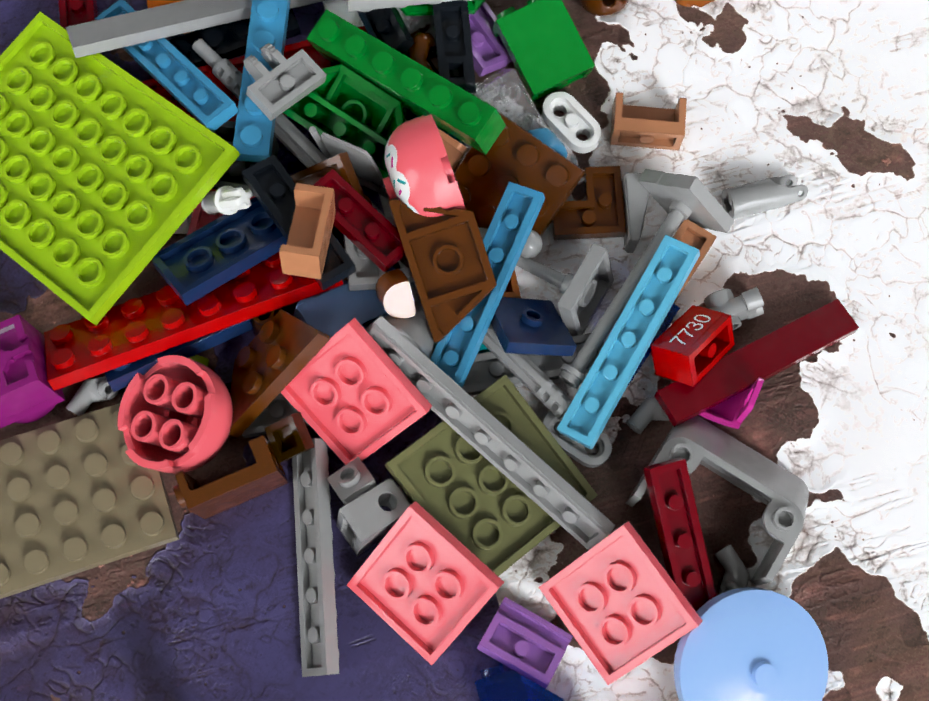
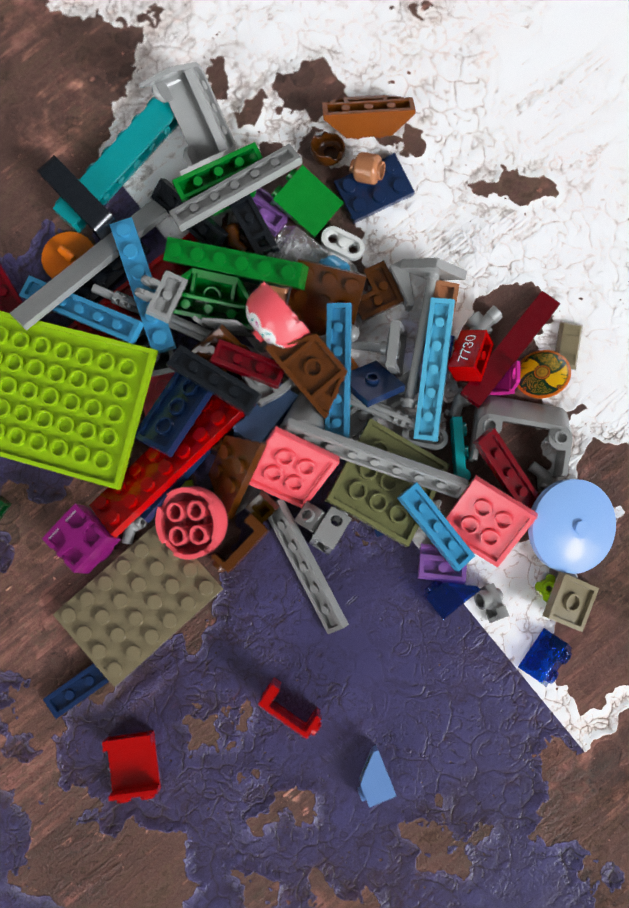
camera: 25 degrees left, 10 degrees up
(226, 200) = (163, 382): white axle -> none
(309, 232) = (226, 386): nougat panel -> none
(396, 294) = (289, 399): brick -> none
(424, 583) = (375, 556): coral plate -> none
(536, 578) = (436, 526): none -> dark azure plate
(620, 480) = (460, 452): none -> teal plate
(647, 125) = (389, 225): nougat panel -> none
(648, 32) = (367, 168): none -> nougat head
(648, 67) = (366, 200): none -> dark blue plate
(762, 196) = (474, 244): light grey piece -> none
(793, 418) = (544, 374): none -> shield
(847, 394) = (569, 342): none -> dark tan tile

